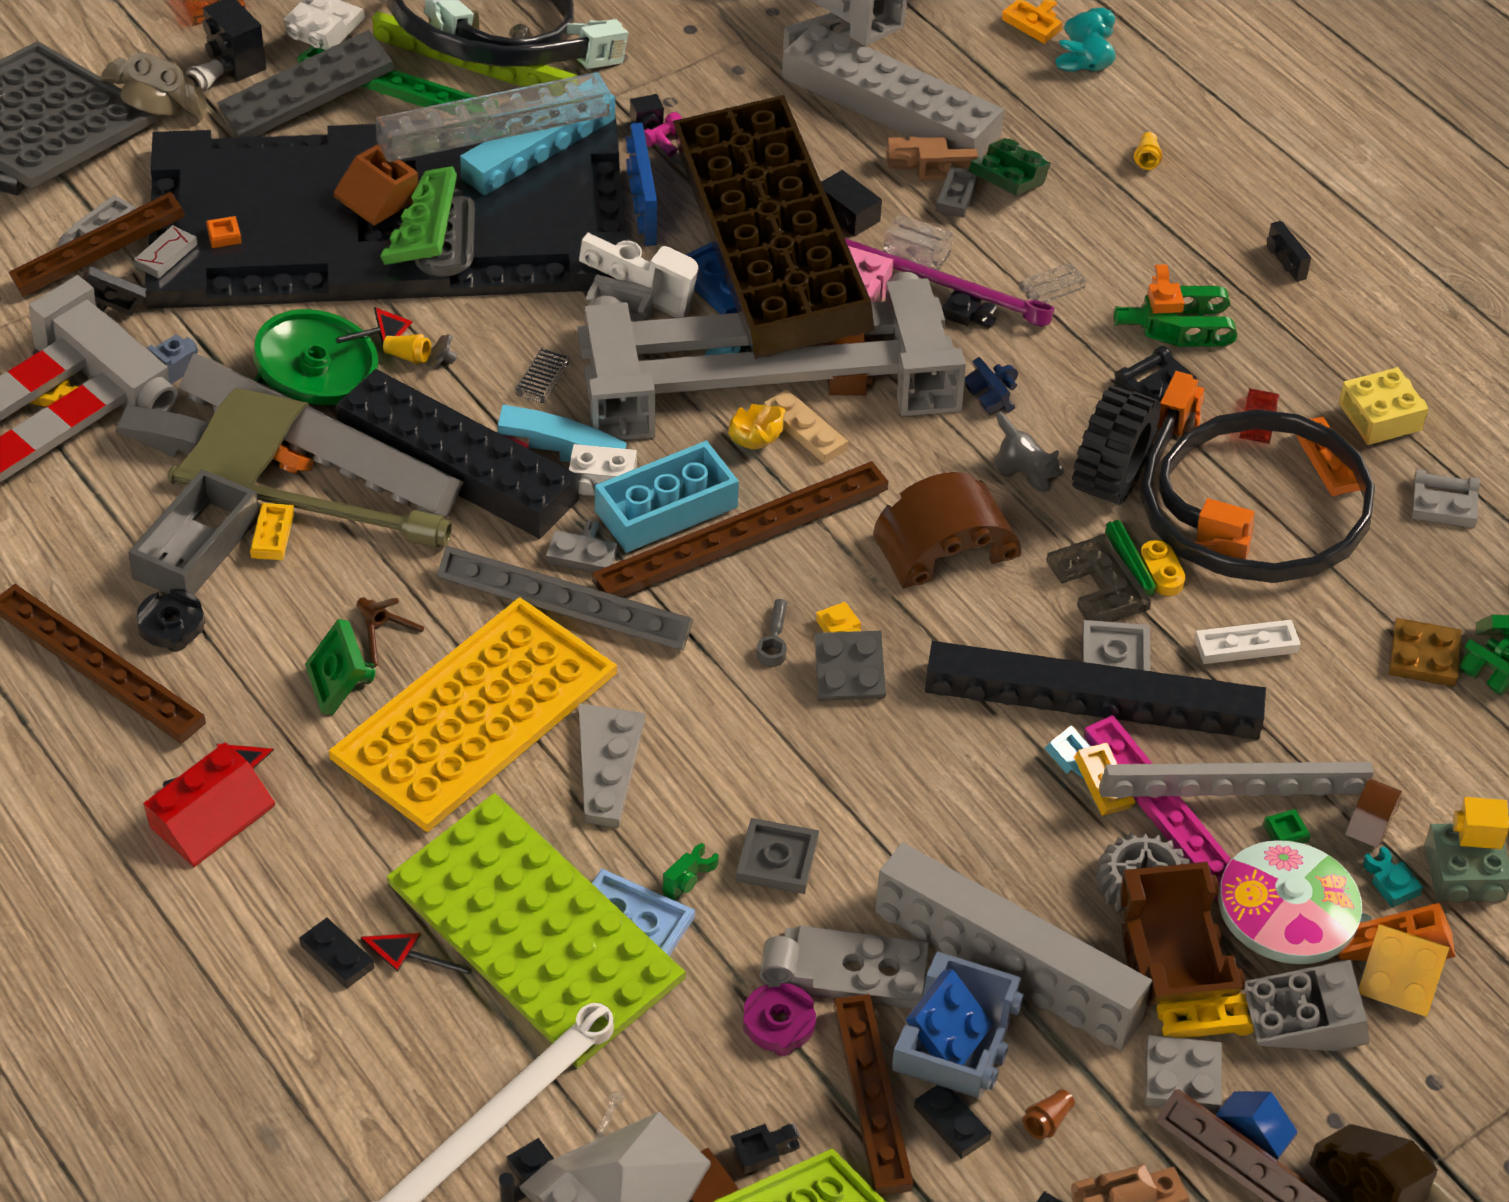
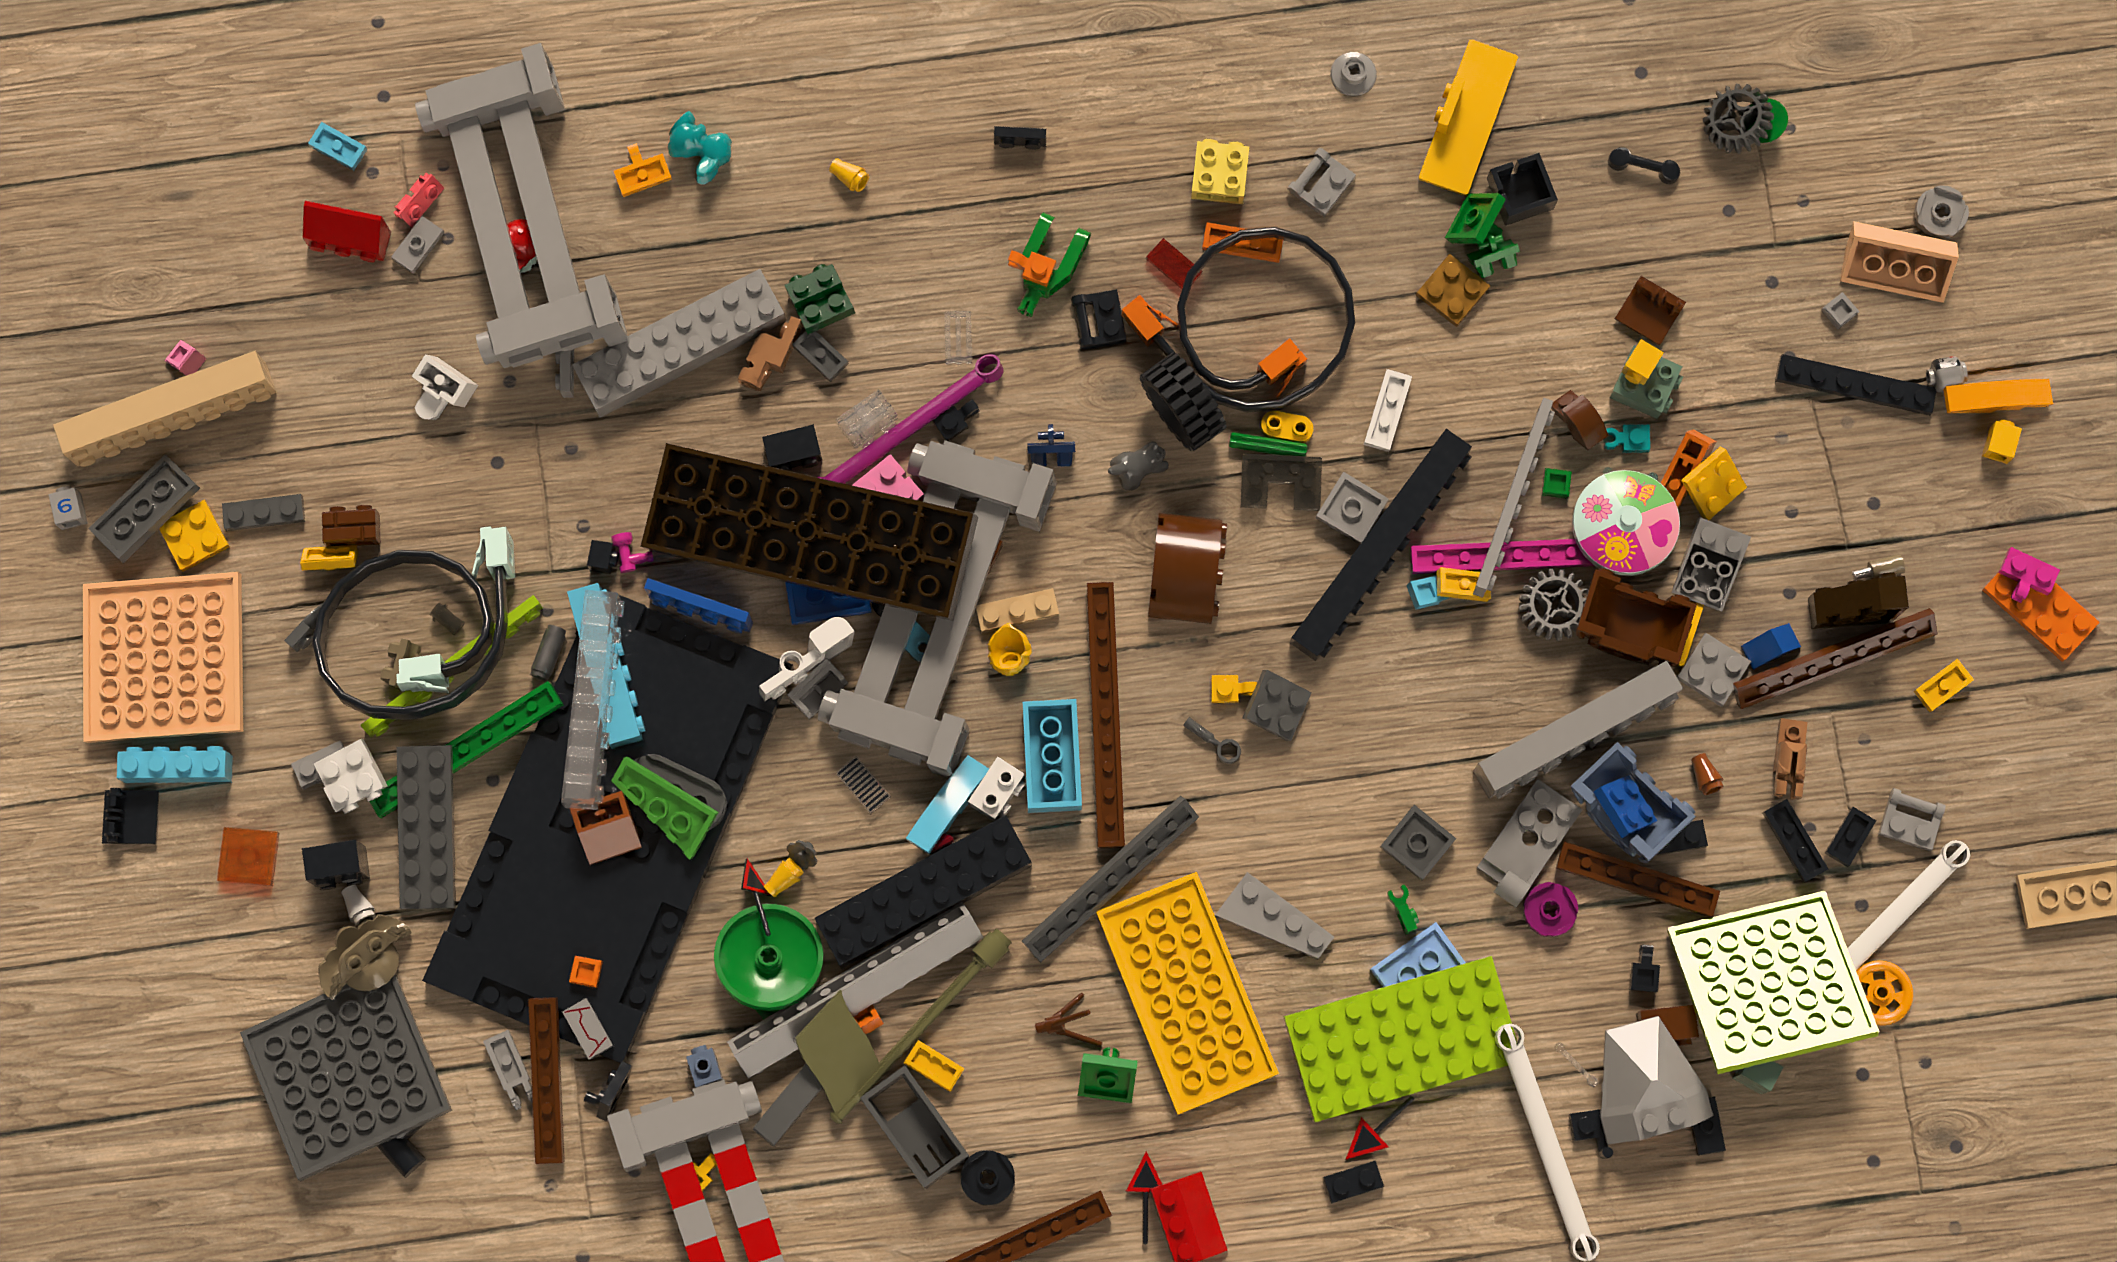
camera: 60 degrees left, 30 degrees up
(581, 550) = (1064, 841): light grey plate -> none

